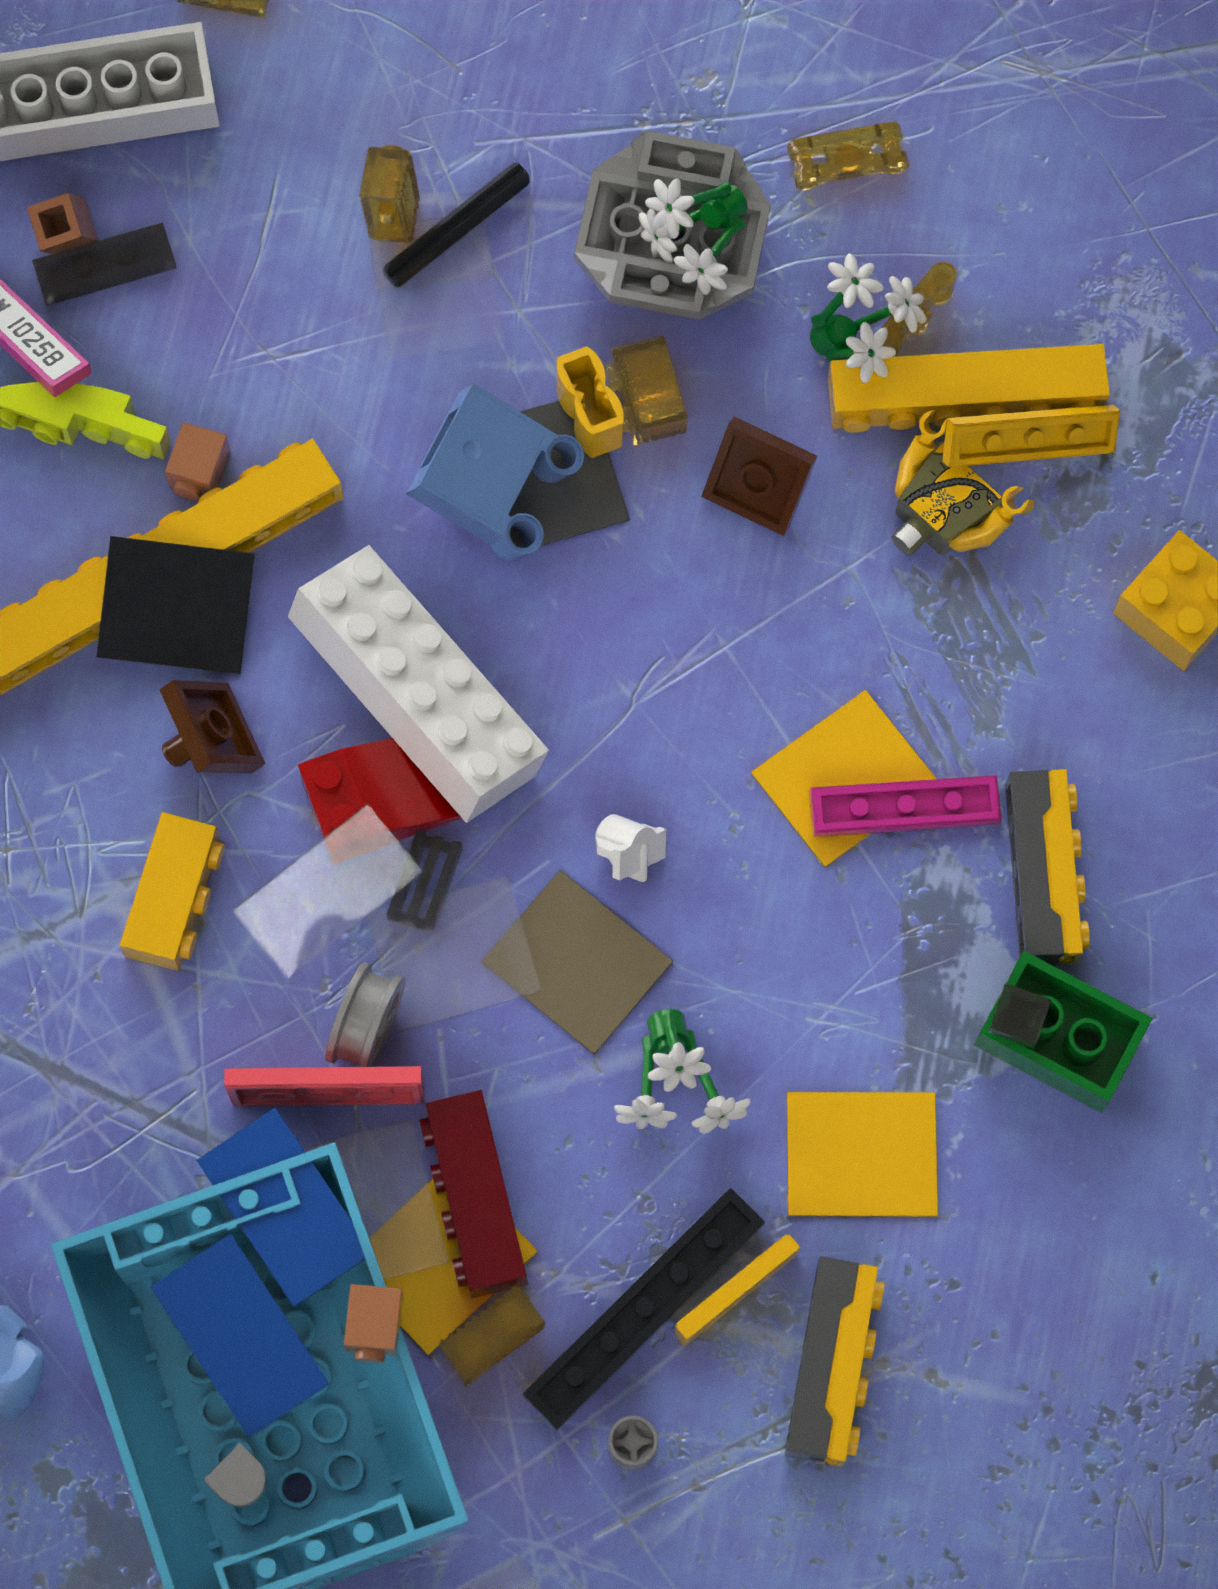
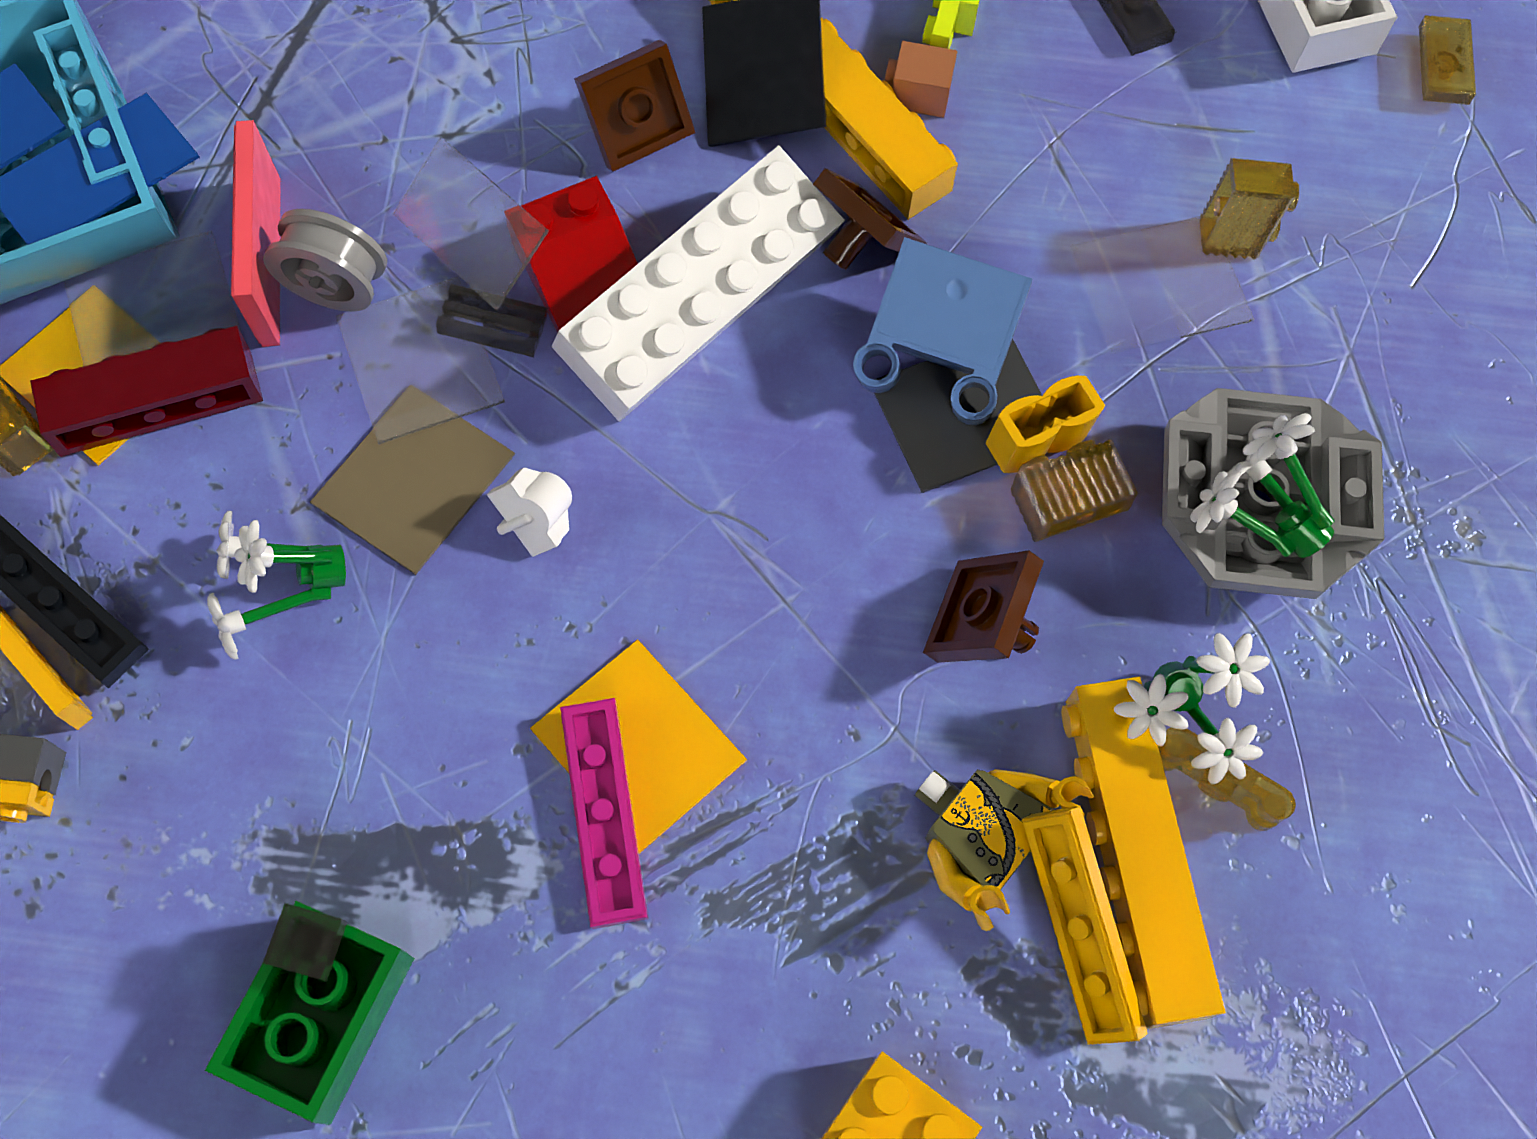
camera: 85 degrees right, 5 degrees down
(172, 892) = (469, 97): yellow brick -> none
(362, 525) = (866, 219): none -> reddish brown tile
(456, 225) = (1232, 290): black axle -> none
(848, 154) = (1414, 692): clear yellow plate -> none
(862, 1154) = (189, 794): yellow piece -> none
(1044, 866) = (527, 982): piece -> none

